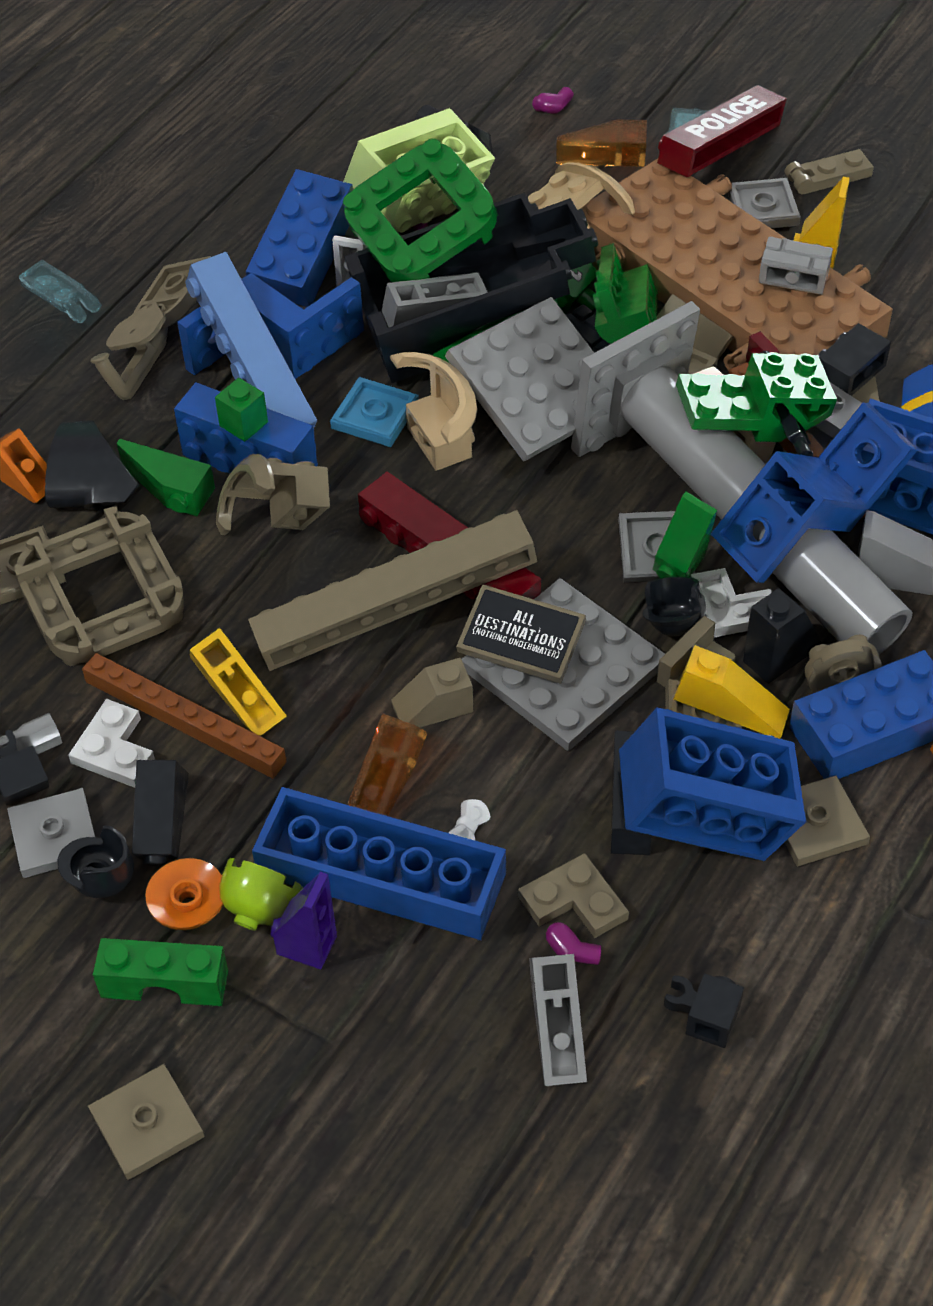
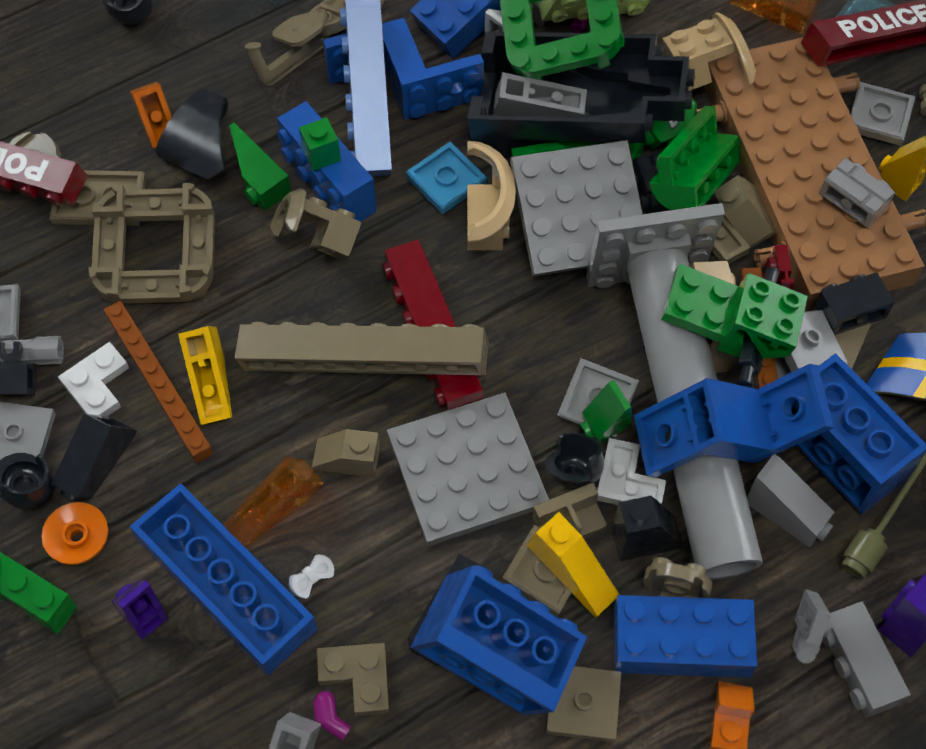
camera: 25 degrees right, 10 degrees up
(255, 893) = (121, 559): lime cylinder -> none
(521, 633) = (439, 432): black tile -> none

